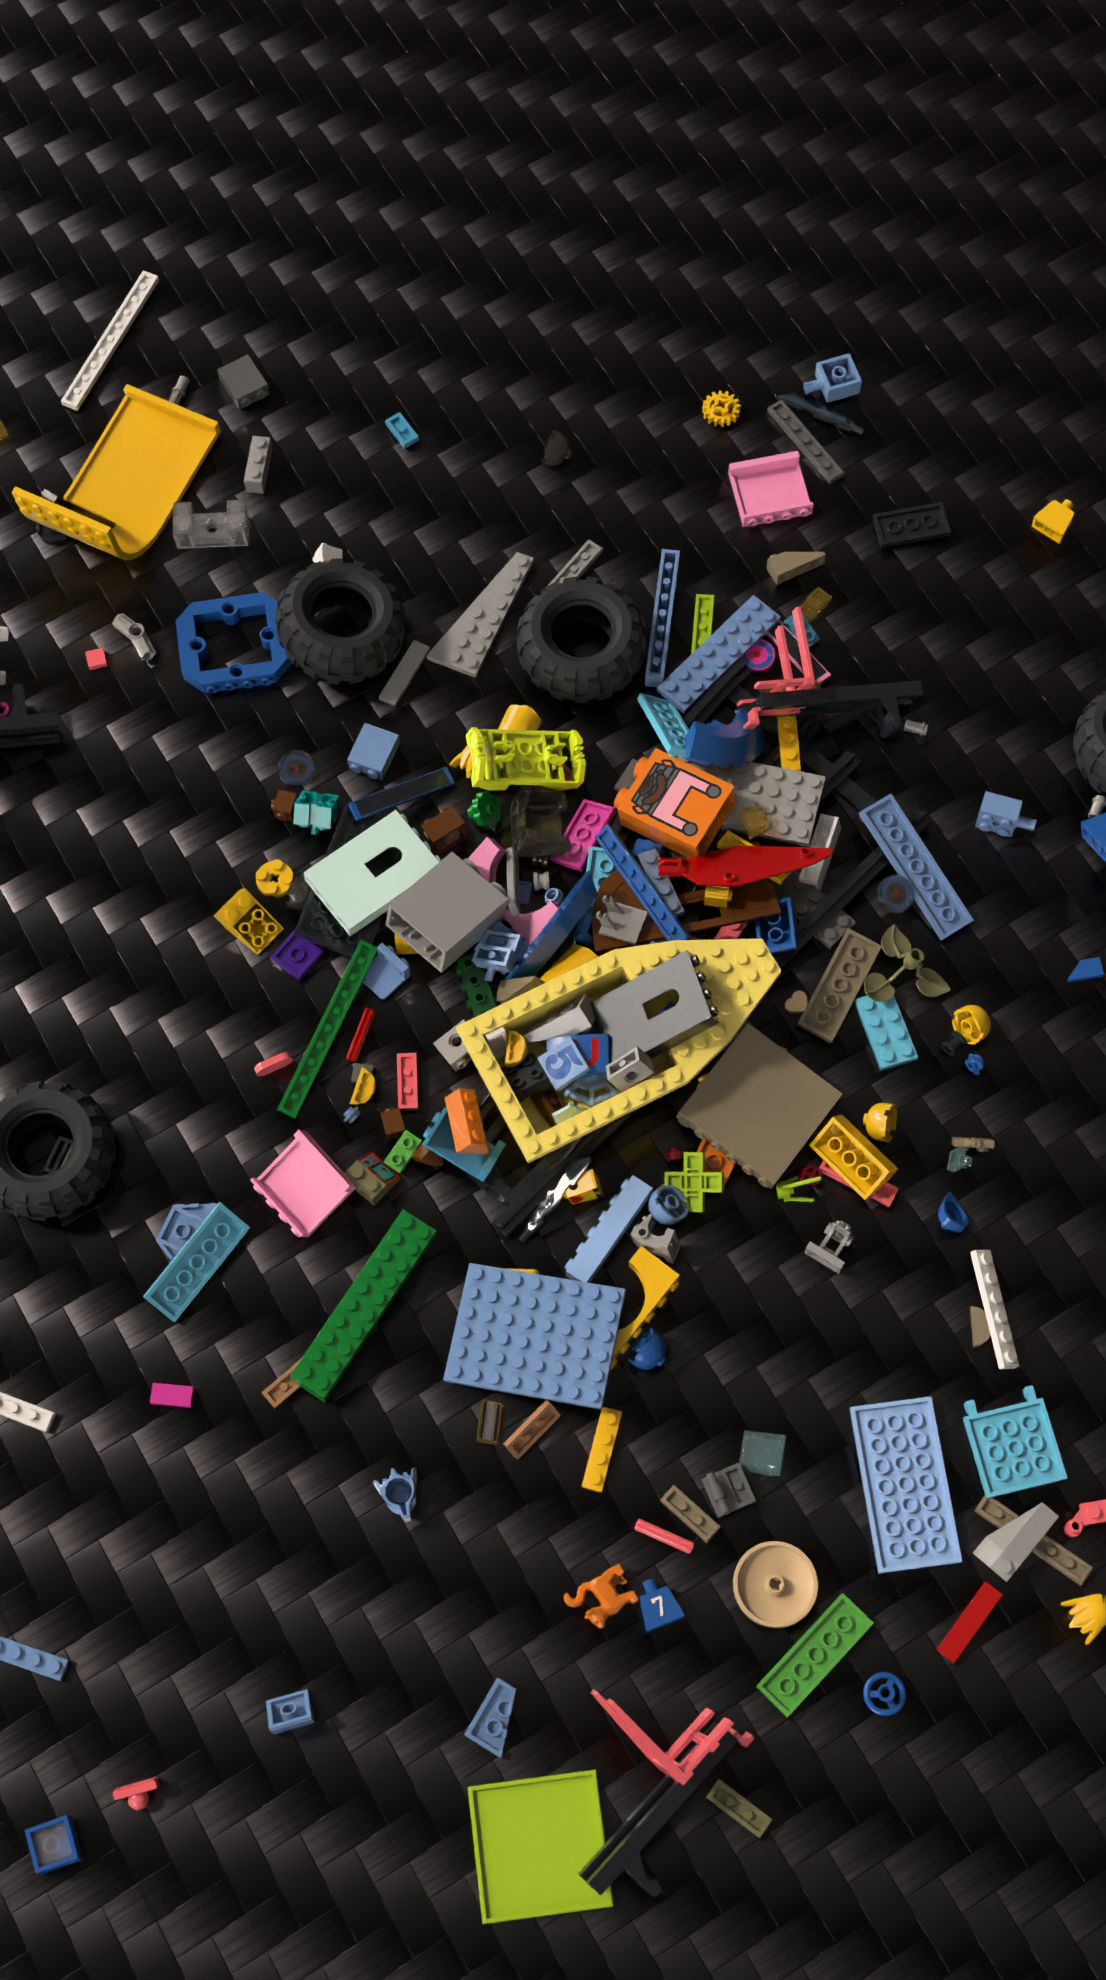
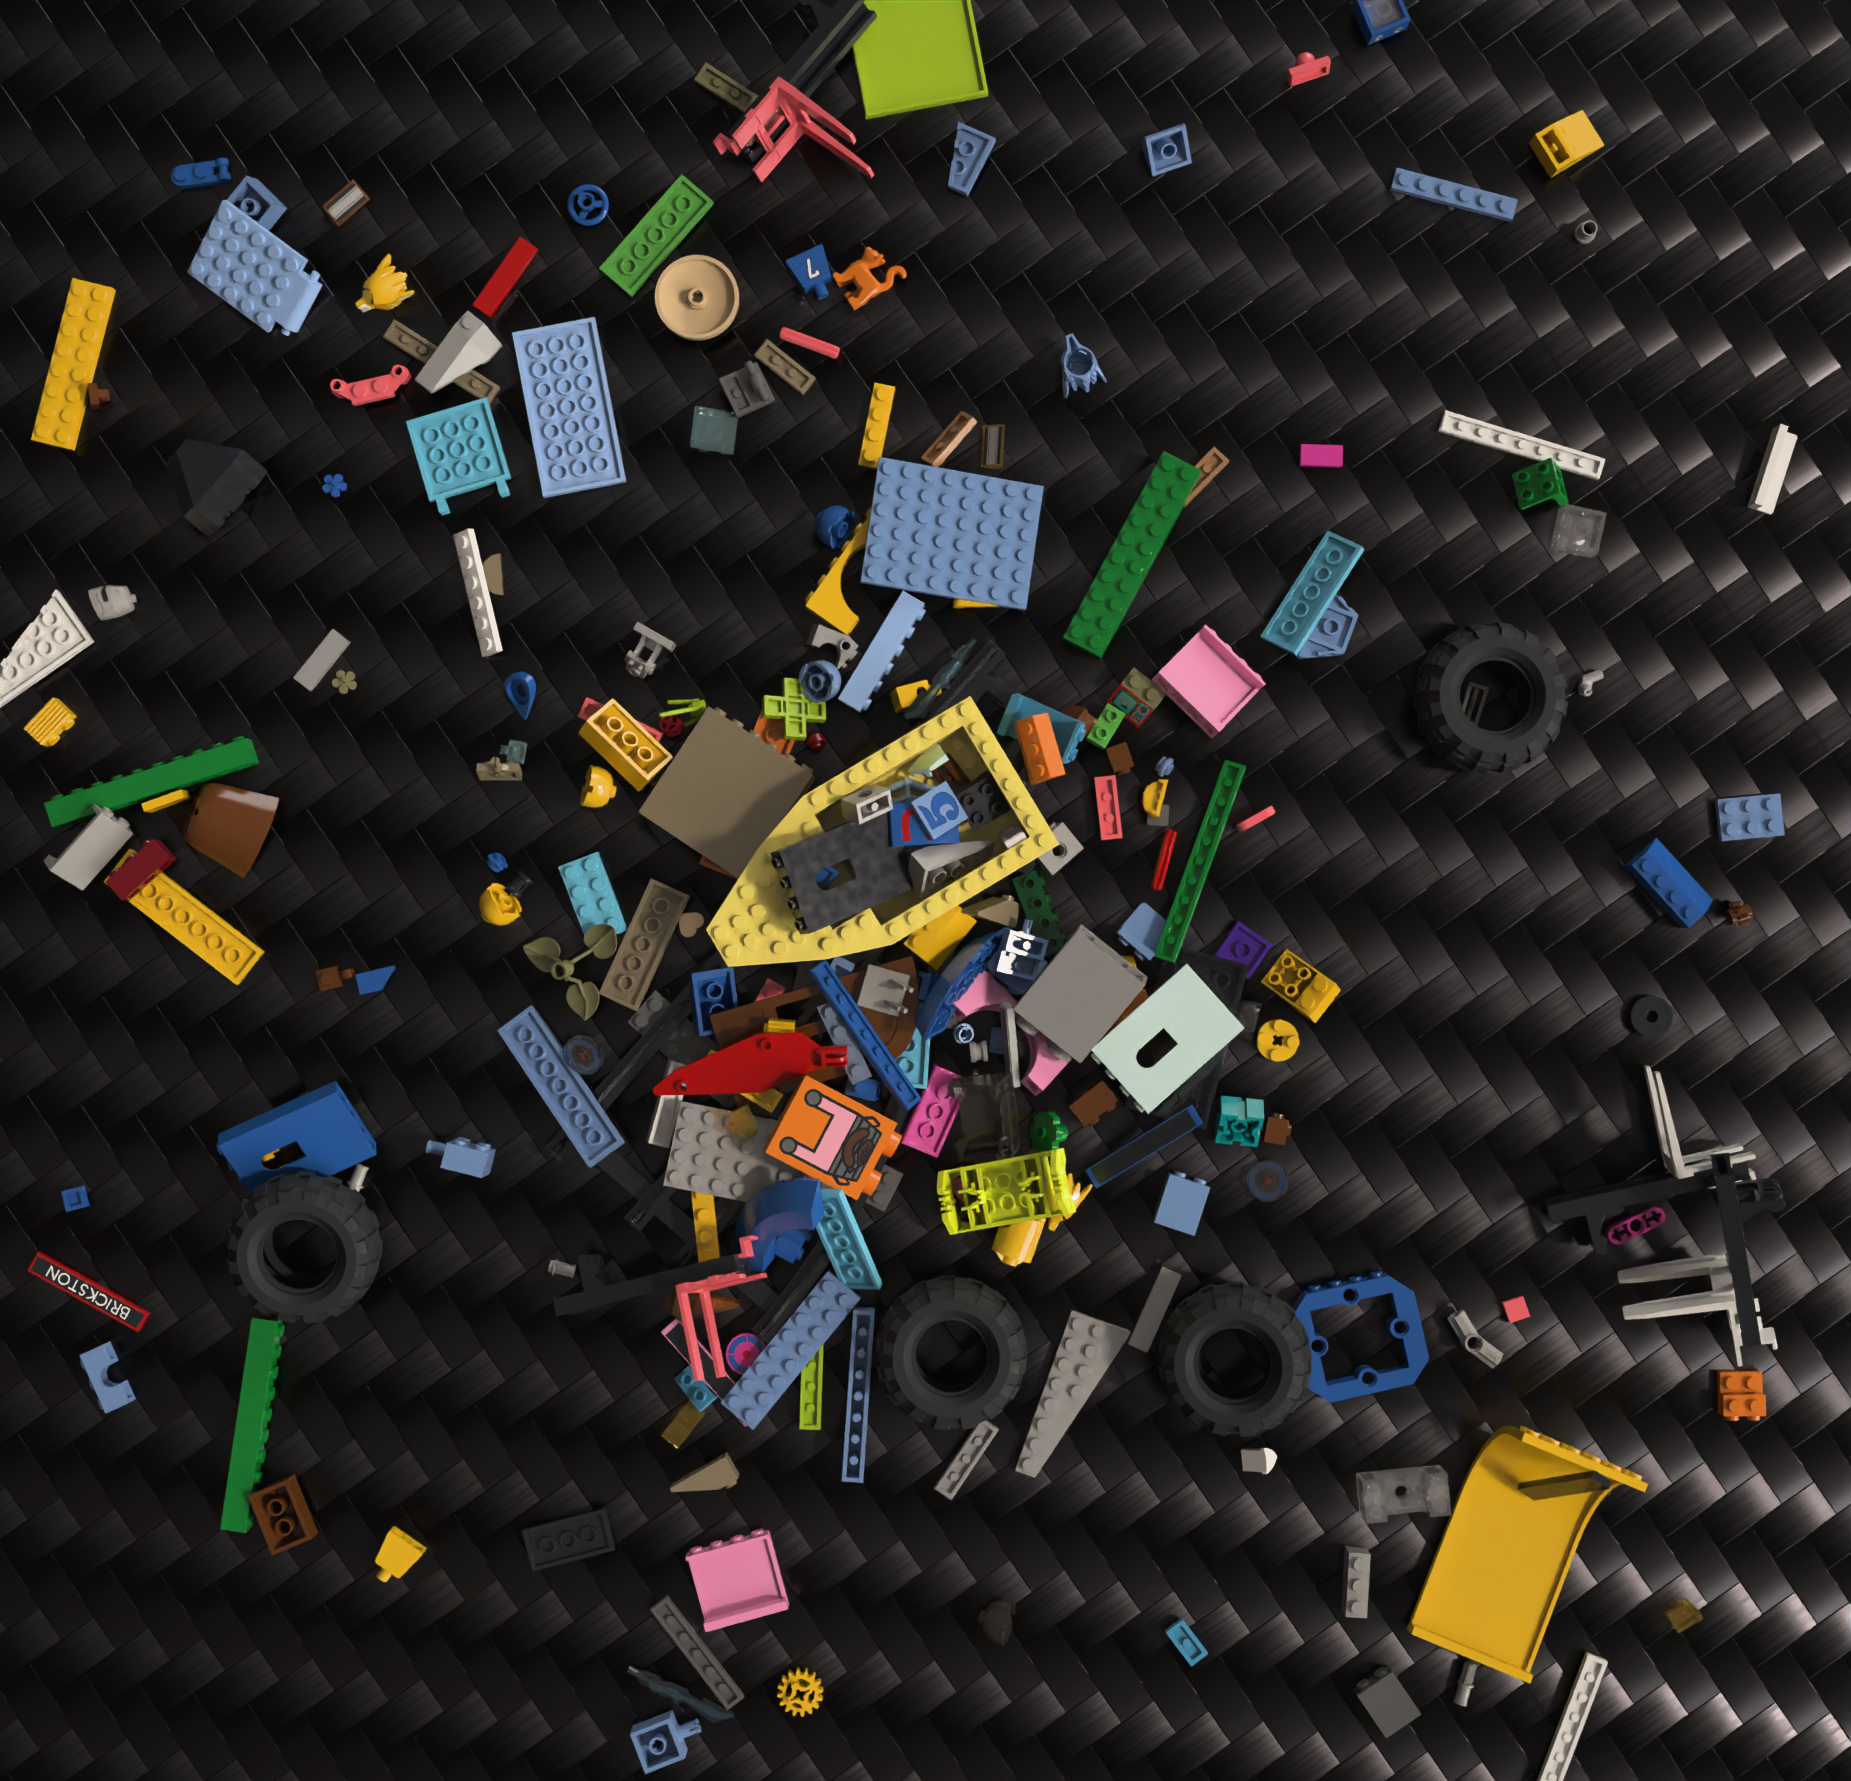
camera: 170 degrees right, 20 degrees up
(516, 1049) = (992, 829): yellow tile -> none

